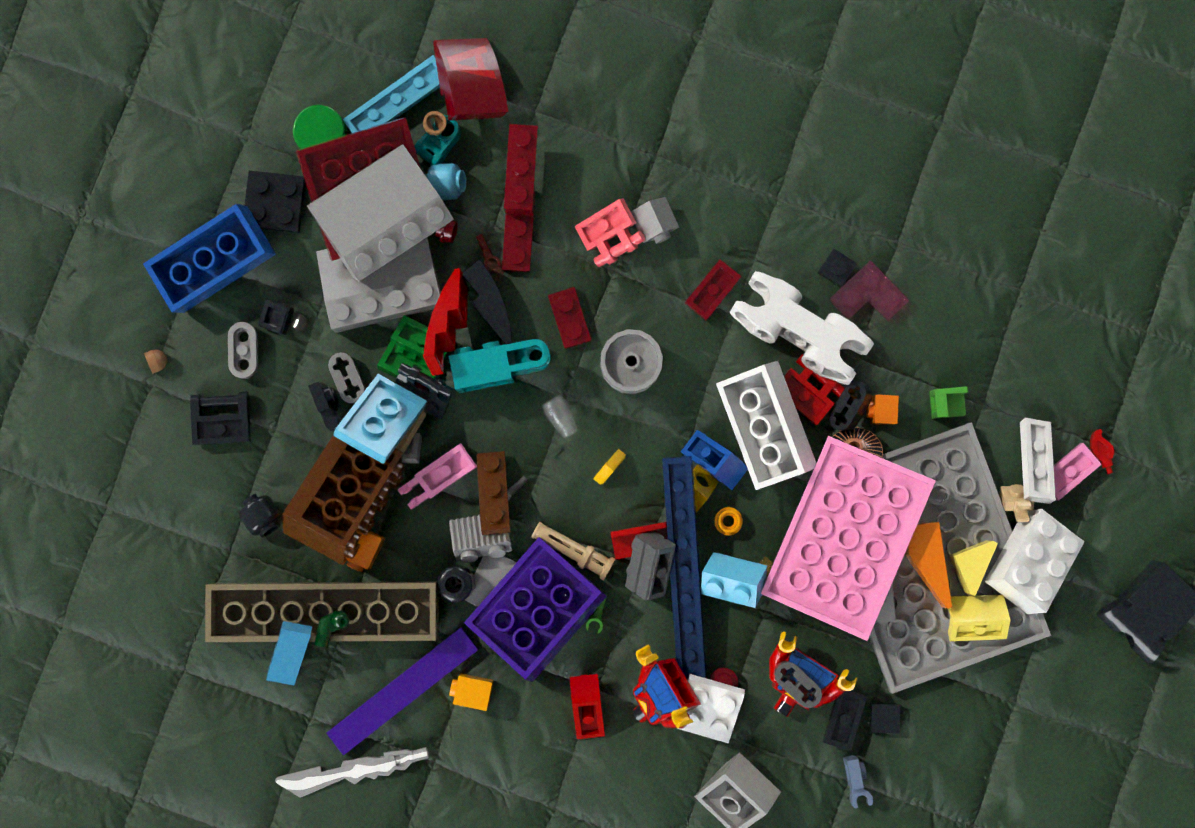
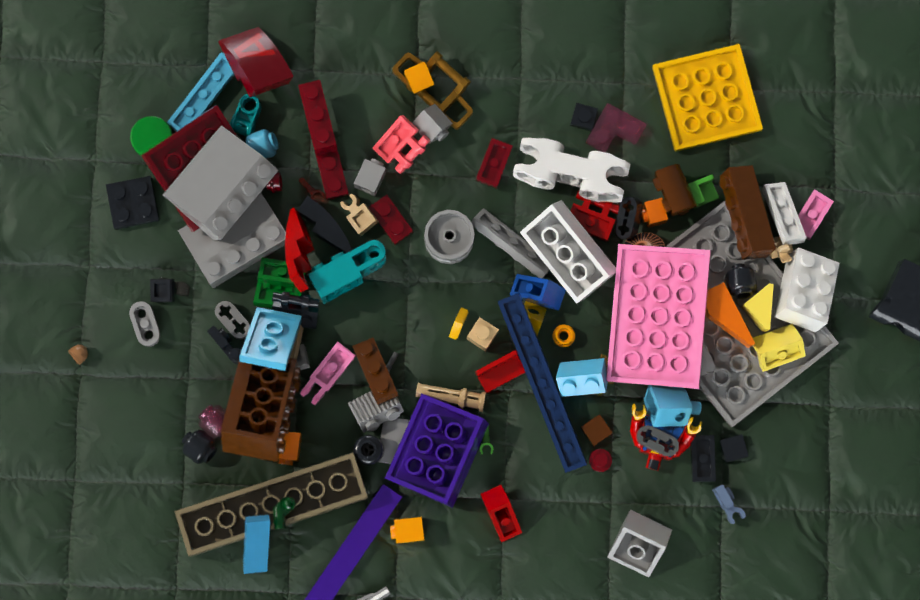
camera: 20 degrees left, 5 degrees down
(209, 258) = (97, 260): blue brick -> none
(220, 428) = (145, 389): black plate -> none
(283, 488) = (211, 420): none -> clear pink head
(440, 122) = (244, 101): medium nougat hinge -> none
(535, 303) = (360, 217): none -> tan plate
(560, 415) = (407, 296): clear cone -> none
(561, 259) = (370, 176): none -> light grey brick
(633, 489) = (482, 334): none -> tan brick
(648, 167) = (436, 60): none -> pearl gold bar
(650, 565) = (514, 387): dark grey brick -> none
(656, 159) = (418, 77): none -> light orange slope
(662, 692) = (555, 481): torso -> none
(700, 390) = (510, 242): none -> light grey plate
(718, 708) = (596, 483): white plate -> none
(730, 644) = (596, 430): none -> reddish brown tile
(825, 647) = (670, 406): none -> medium azure torso
(917, 392) = (675, 189): none -> reddish brown brick
(959, 526) = (741, 281): none -> black head
(991, 291) = (707, 97): none -> yellow plate
(994, 446) = (747, 212): none -> reddish brown brick
(1102, 450) = (831, 191): red piece -> none

